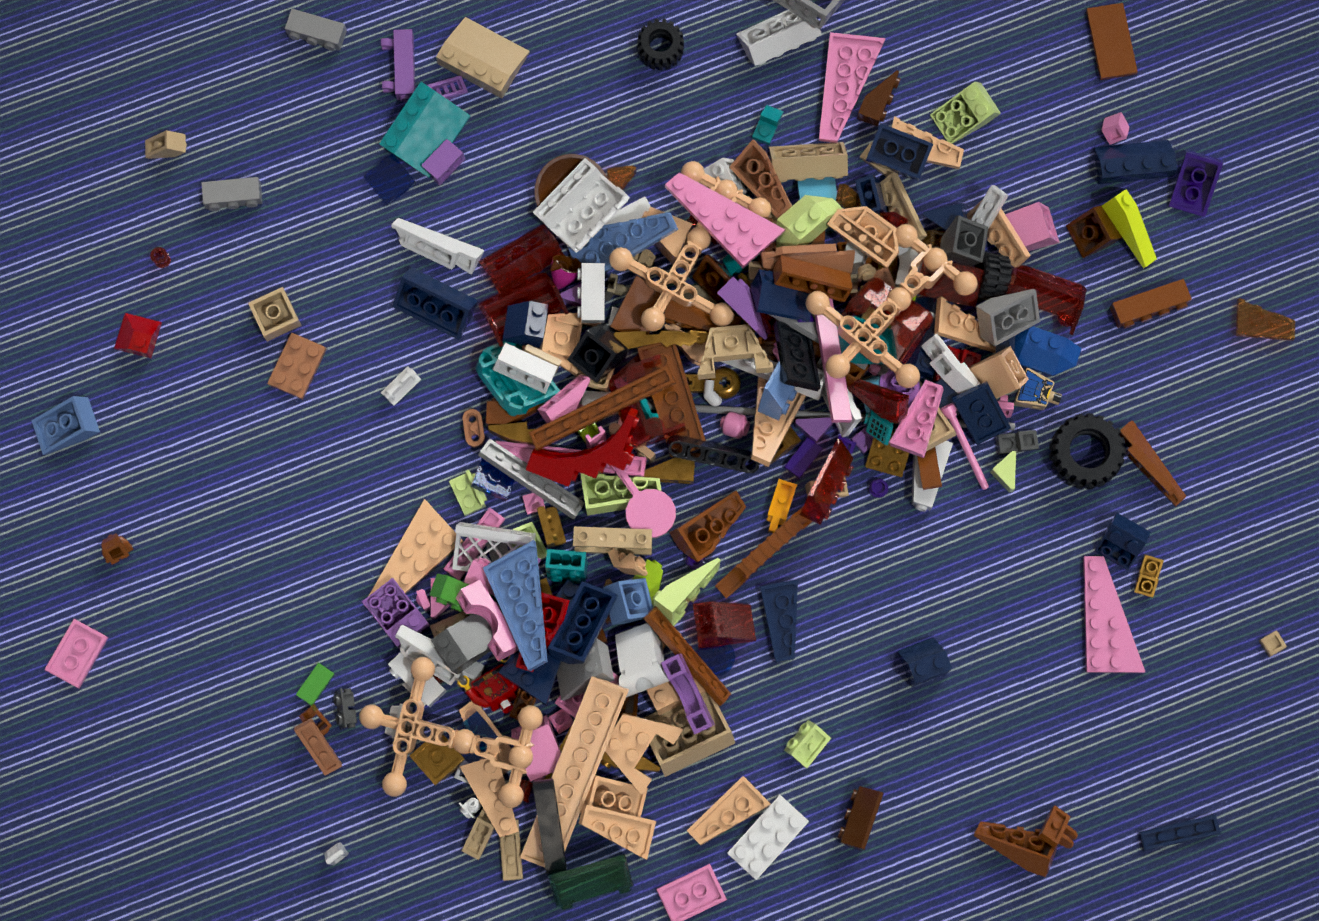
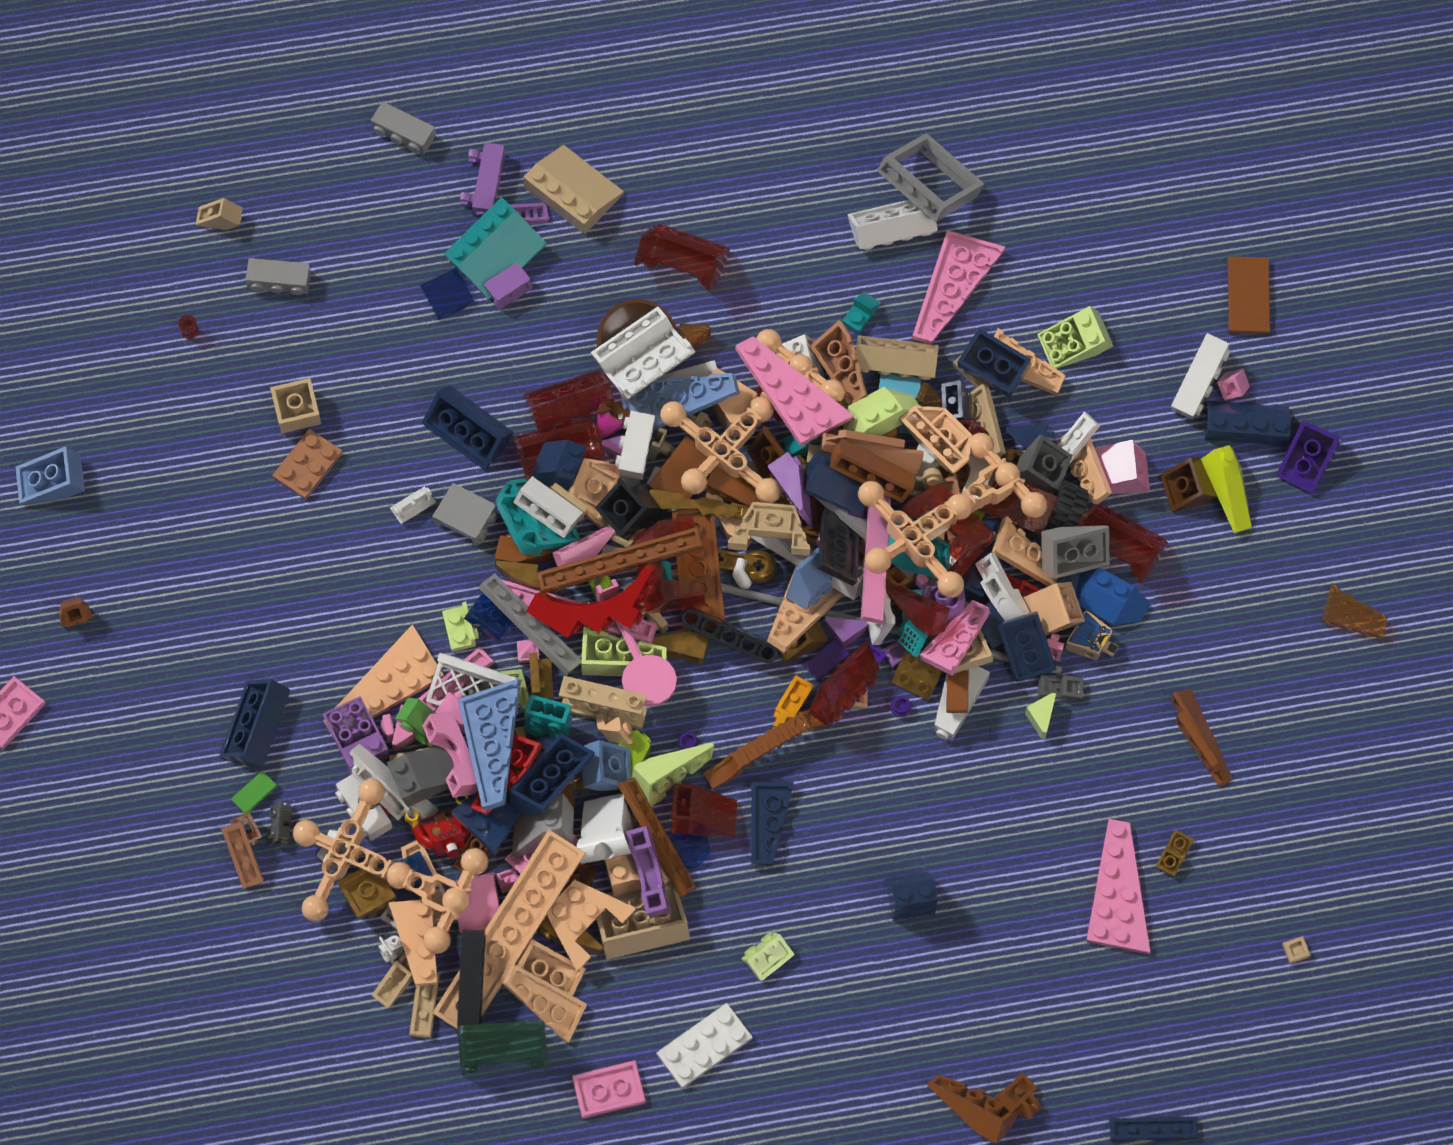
camera: 10 degrees right, 10 degrees down
(138, 335) = (146, 402): red slope -> none
(302, 619) = (255, 722): none -> dark blue slope
(335, 854) = (237, 972): white slope -> none
(437, 246) = (483, 371): white wedge -> none
(450, 385) = (465, 513): none -> light grey panel
(473, 429) = (480, 563): nougat plate -> none
(527, 788) = (455, 944): clear red bush -> none
(596, 99) = (683, 252): none -> clear red windscreen
(660, 30) = (763, 195): black tyre -> none
(705, 530) = (705, 712): dark orange wedge -> none
(731, 809) = (671, 1007): light nougat wing -> none
(735, 425) = (760, 611): bright pink head -> none
(860, 817) = (808, 1042): reddish brown slope -> none
(875, 102) = (984, 307): reddish brown slope -> none
(950, 413) = (992, 639): bright pink piece -> none
(1086, 127) = (1201, 376): none -> white wedge
(1104, 433) = (1136, 683): black tyre -> none
(1122, 541) = (1153, 810): dark blue slope -> none
(1150, 303) = (1234, 571): dark orange brick -> none

